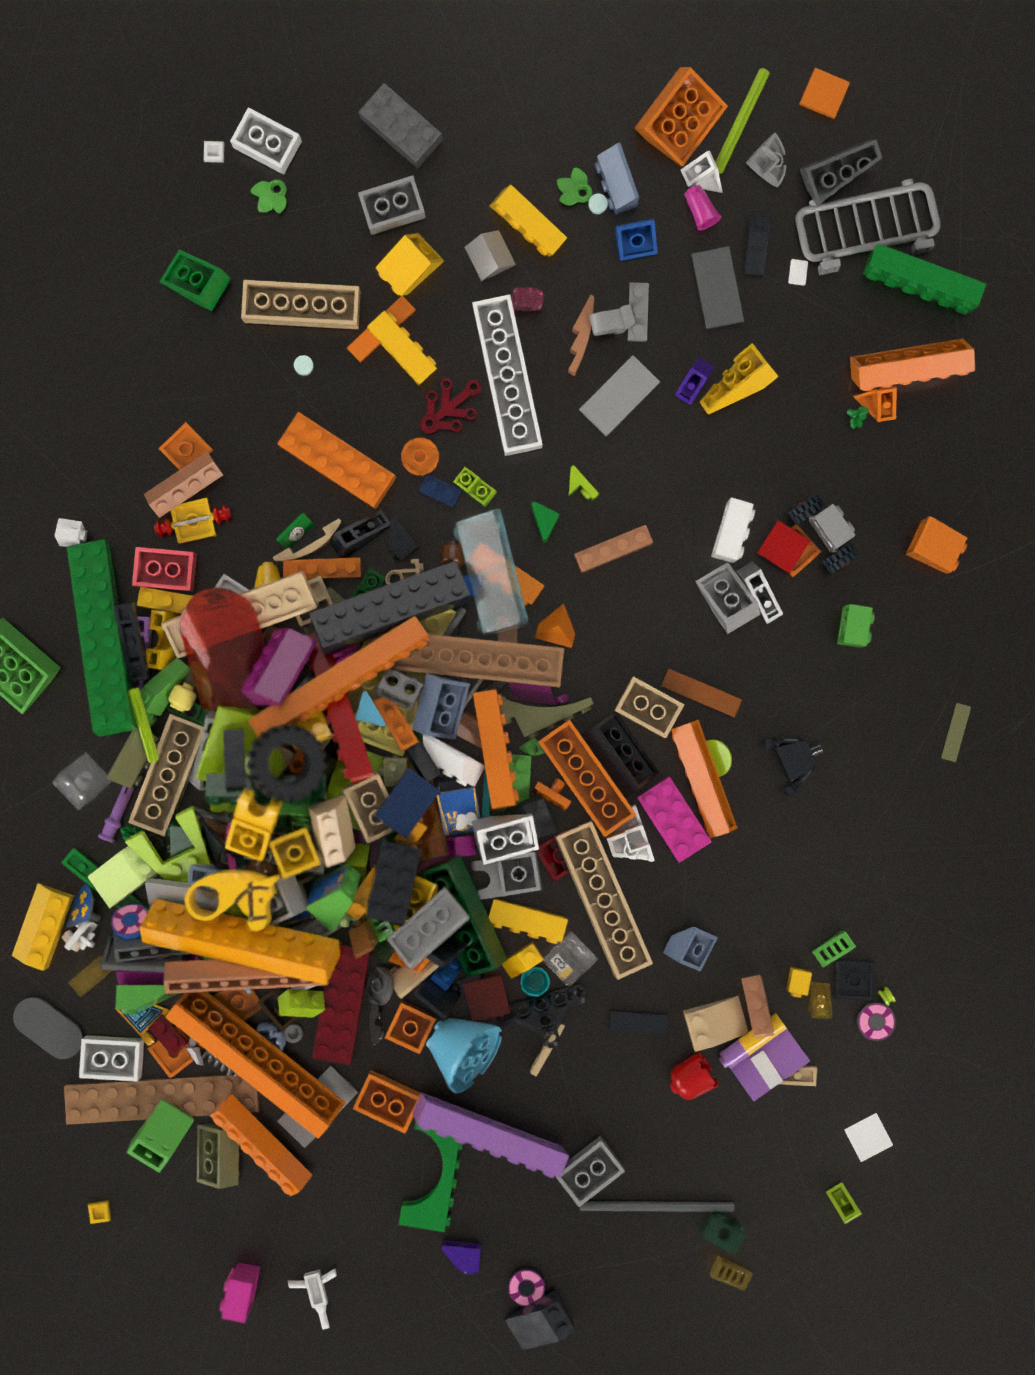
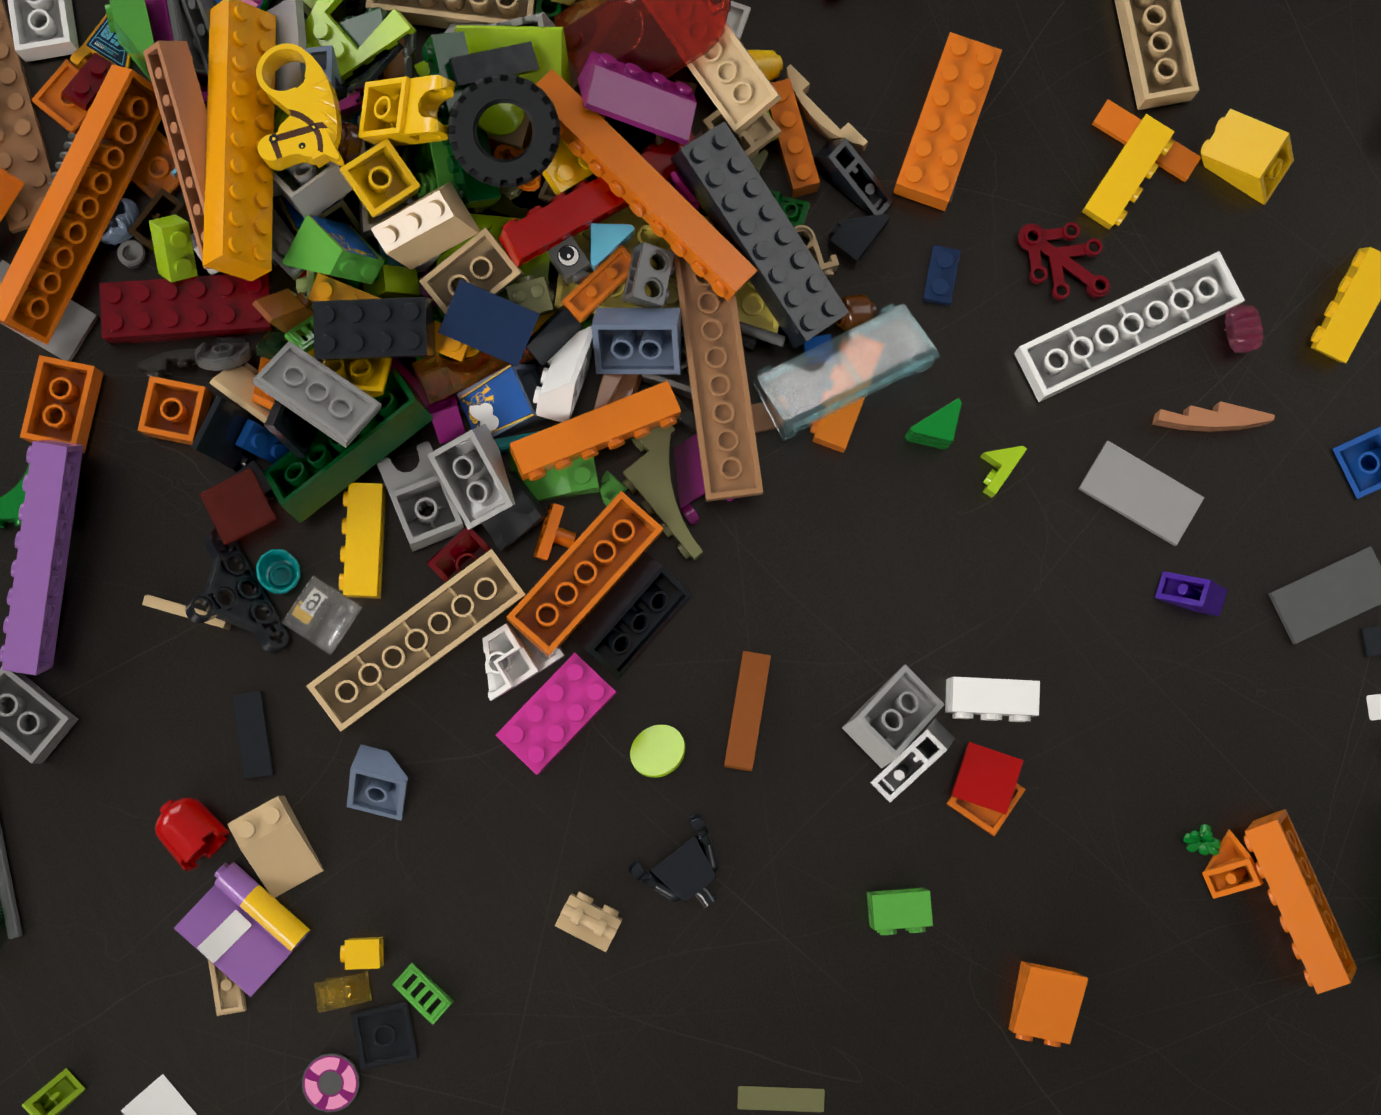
camera: 75 degrees right, 5 degrees down
(194, 1051) = (72, 124): light grey bar -> none
(295, 531) = (834, 89): green slope -> none
(303, 365) = (1067, 47): light aqua tile -> none
(376, 739) = (570, 261): none -> dark grey brick
(392, 205) = (1323, 111): light grey brick -> none
(420, 456) = (982, 236): orange tile -> none
(463, 1050) = (155, 492): medium azure cone -> none
(475, 486) = (960, 321): lime slope -> none
(489, 255) = (1291, 264): light grey slope -> none
(522, 960) = (305, 548): yellow slope -> none
(557, 628) = (788, 483): orange slope -> none
(612, 321) = (1245, 452): light grey tile -> none
(613, 549) = (921, 534): nougat brick -> none
(639, 304) = (1267, 491): light grey plate -> none
(649, 707) = (708, 639): tan brick -> none
(704, 779) = (624, 743): orange brick -> none
(745, 377) = (1218, 668): yellow wedge -> none
(758, 1007) = (312, 900): nougat brick -> none
(814, 829) = (589, 921): none -> tan brick
(830, 528) = (1031, 839): brick -> none
(886, 996) = (371, 1088): lime bush -> none

